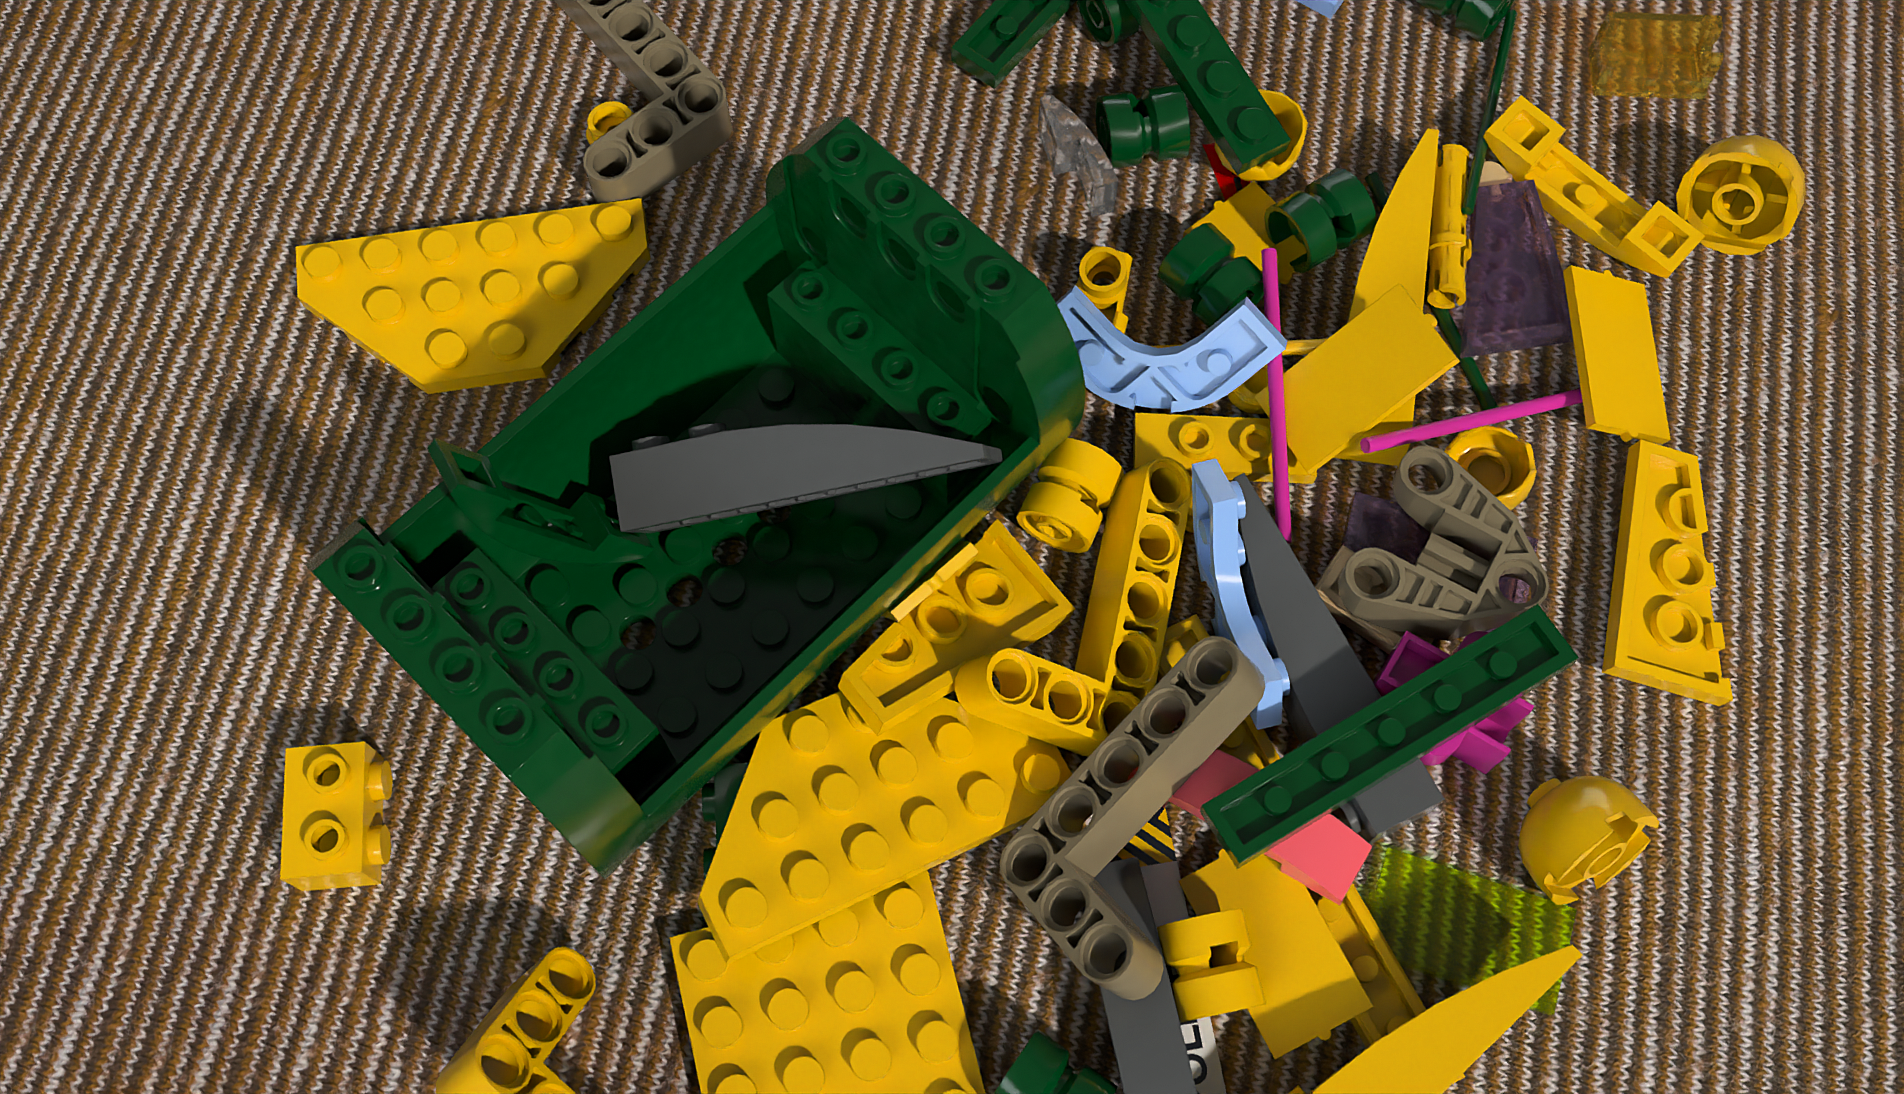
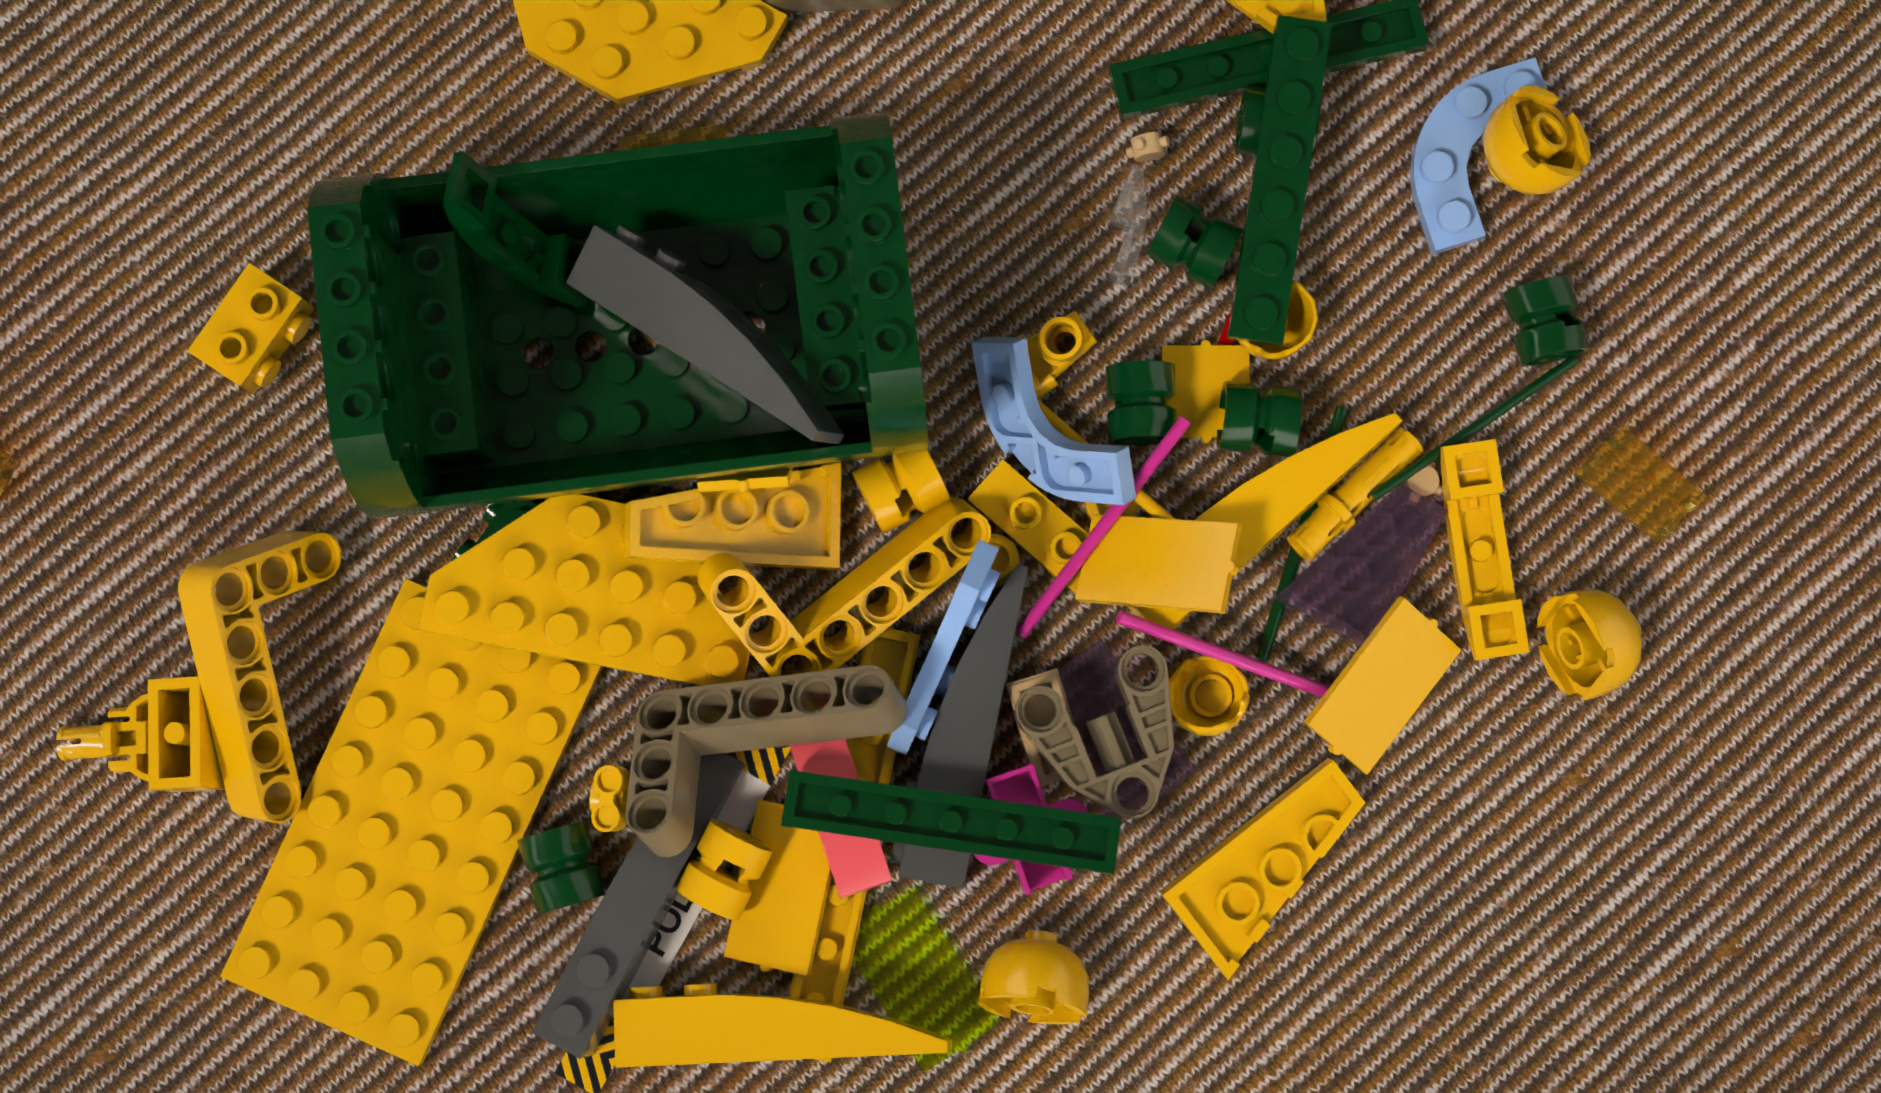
camera: 35 degrees right, 15 degrees up
(1032, 88) = (1148, 146): none -> tan piece
(1048, 981) = (609, 798): none -> yellow plate

